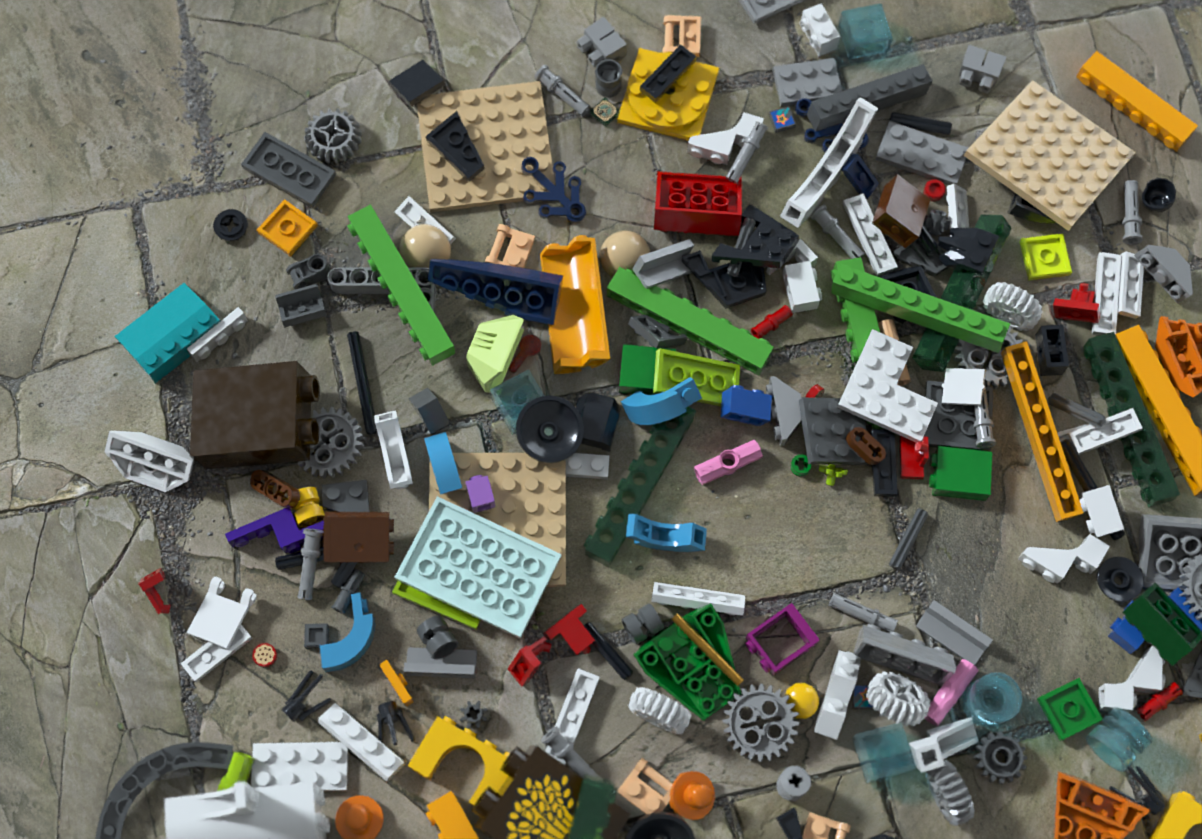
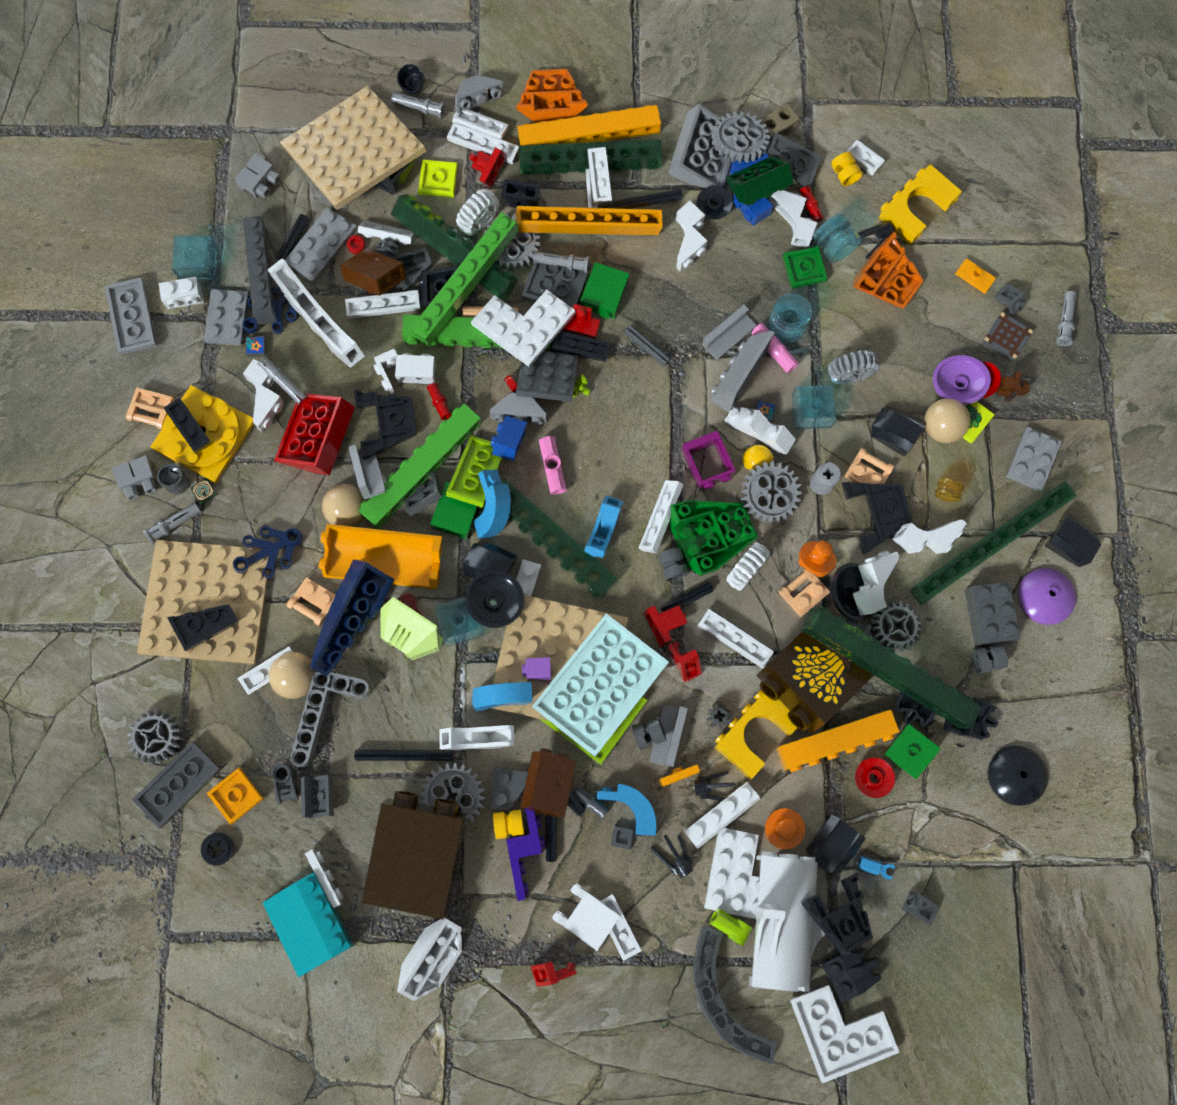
camera: 80 degrees left, 5 degrees up
(264, 655) = (630, 885): tile -> none
(282, 488) = (483, 857): reddish brown beam -> none
(310, 552) = (553, 827): light grey pin -> none
(401, 285) = (324, 700): bright green brick -> none
(417, 83) = (124, 649): black tile -> none
(429, 410) = (444, 701): dark grey slope -> none
(564, 750) = (765, 648): light grey pin -> none
(707, 649) = (707, 517): pearl gold bar -> none
(745, 234) = (367, 407): dark grey axle -> none
(767, 245) = (372, 383): black wing -> none
(795, 469) = (570, 415): green bush -> none
(831, 226) = (366, 332): light grey pin -> none
(860, 175) = (329, 296): dark blue plate -> none
(864, 613) = (703, 389): light grey pin -> none
(865, 446) = (567, 354): reddish brown beam -> none
(898, 698) = (776, 384): white gear -> none
(943, 742) = (814, 362): white arch -> none
(963, 386) = (536, 267): white piece -> none
(967, 249) = (421, 230): black plate -> none
(991, 766) = (829, 334): dark grey gear -> none
(1077, 410) = (577, 189): dark grey axle -> none
(1101, 511) = (663, 196): white brick -> none
(1136, 101) = (323, 71): light orange brick -> none

